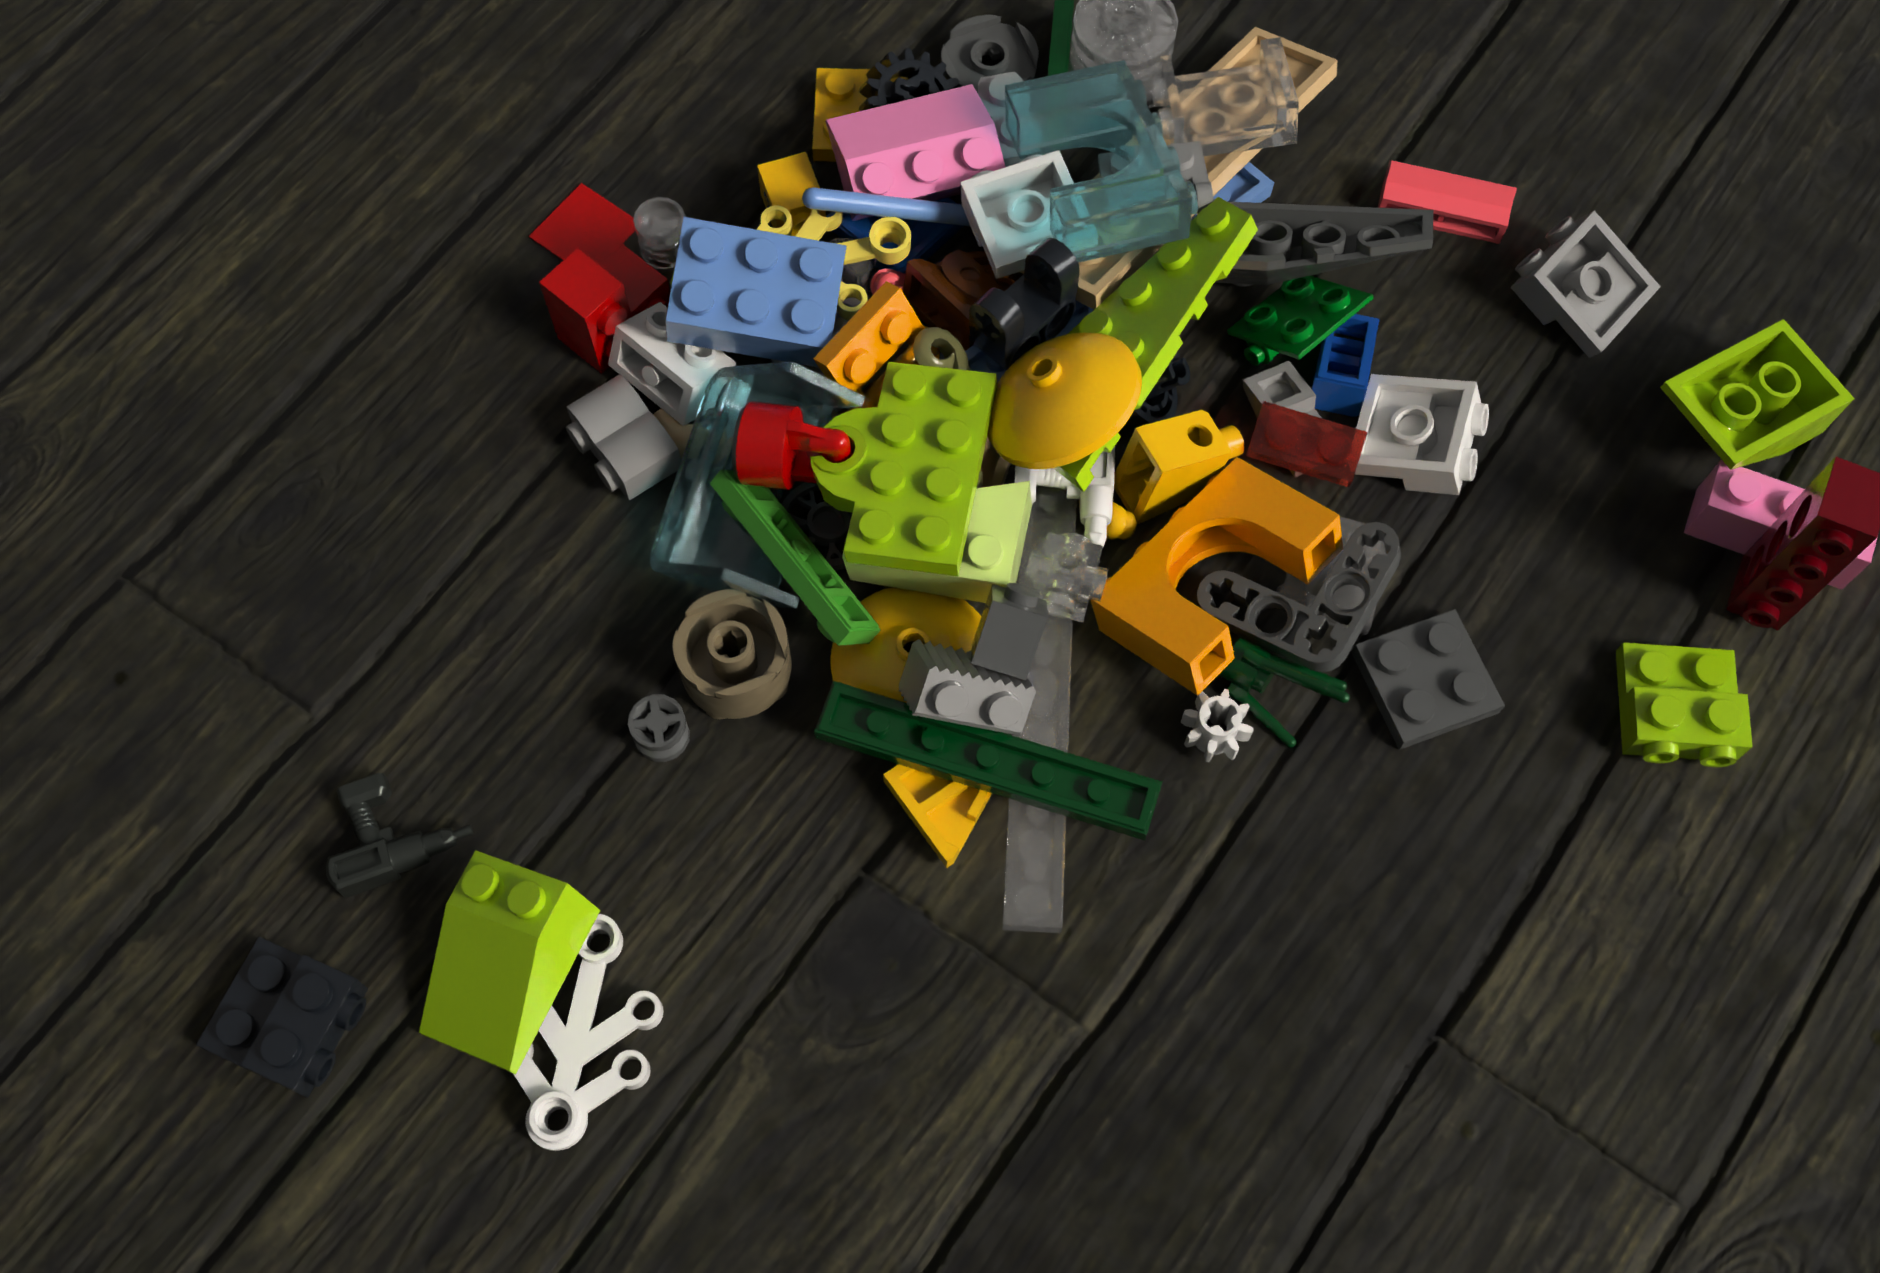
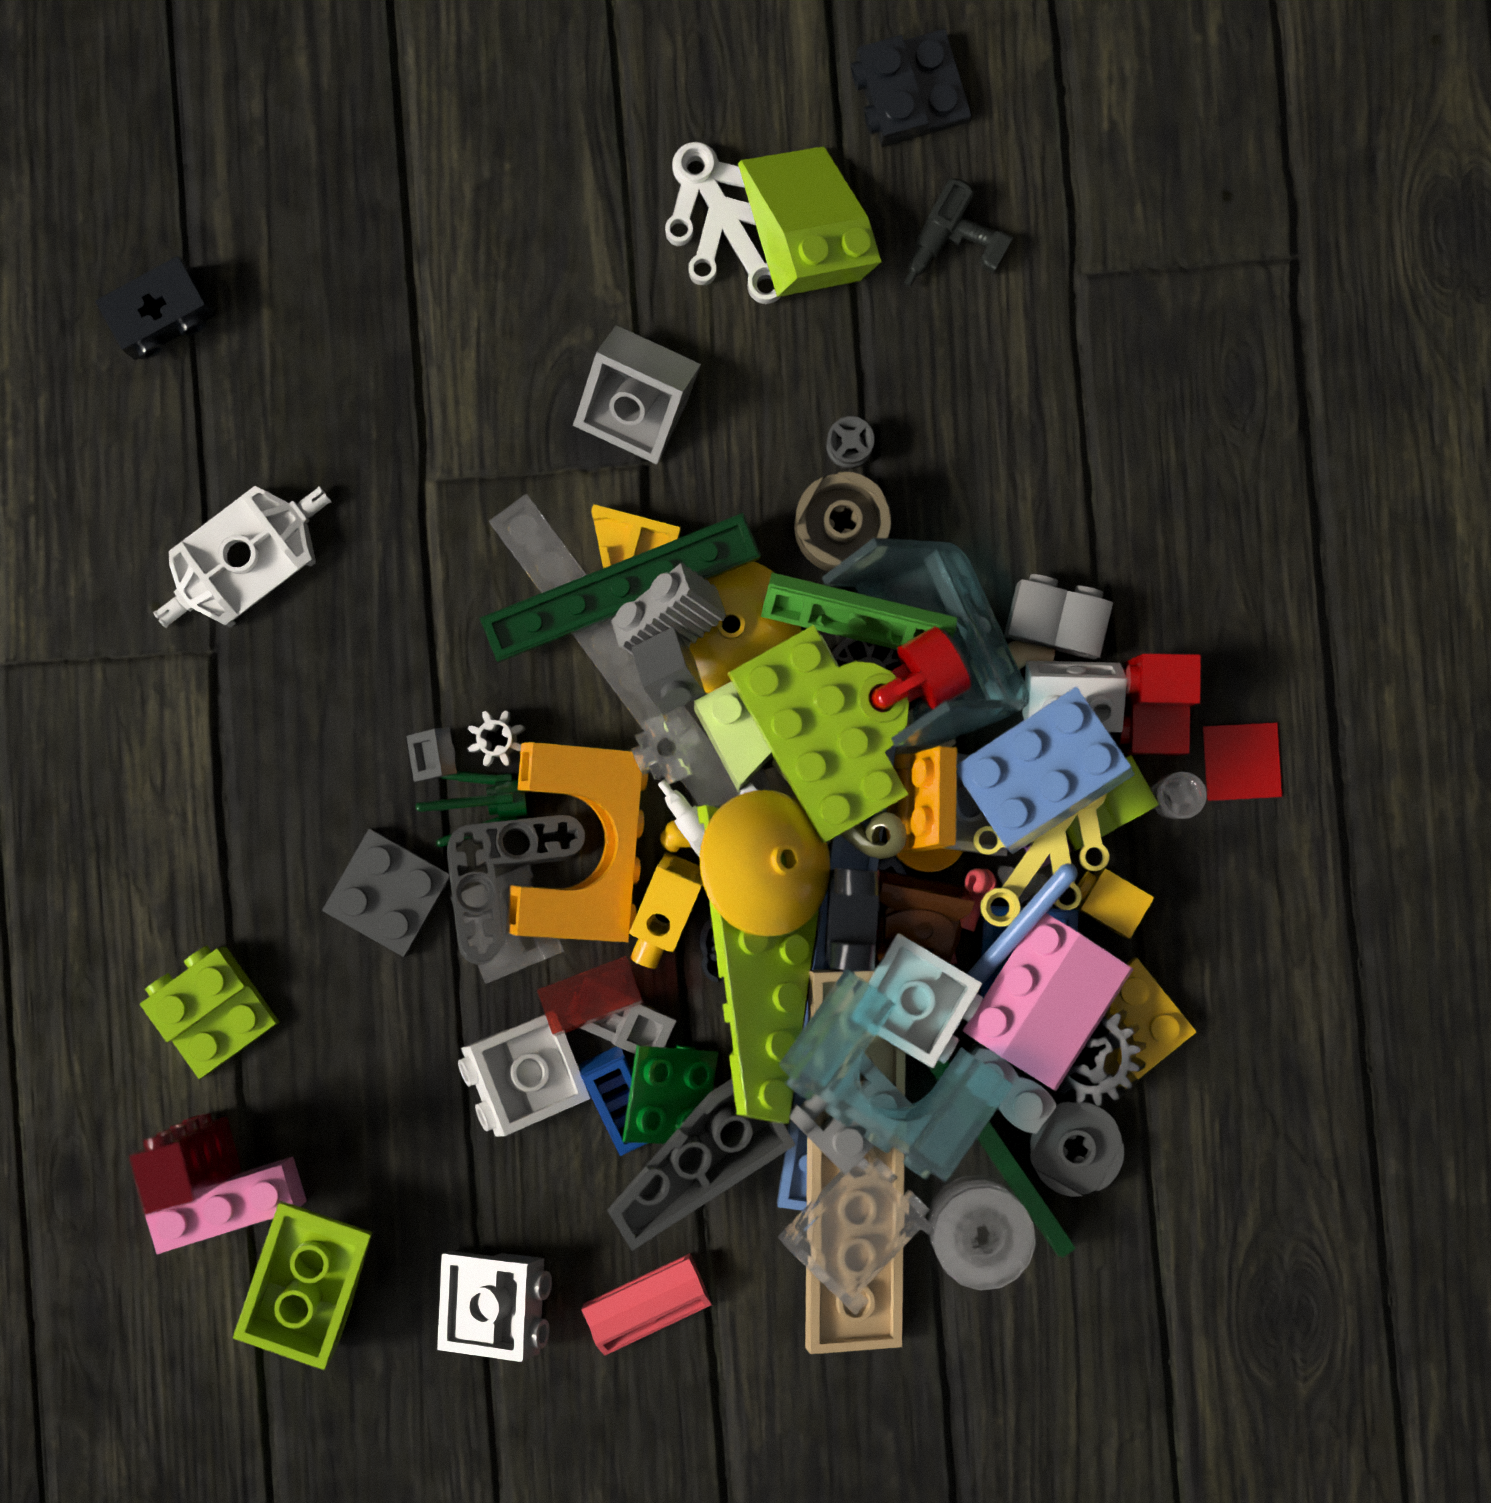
camera: 140 degrees right, 20 degrees up
(813, 934) = (635, 394): none -> light grey slope
(1291, 759) = (431, 754): none -> dark grey plate
(1296, 1124) = (278, 548): none -> white plate

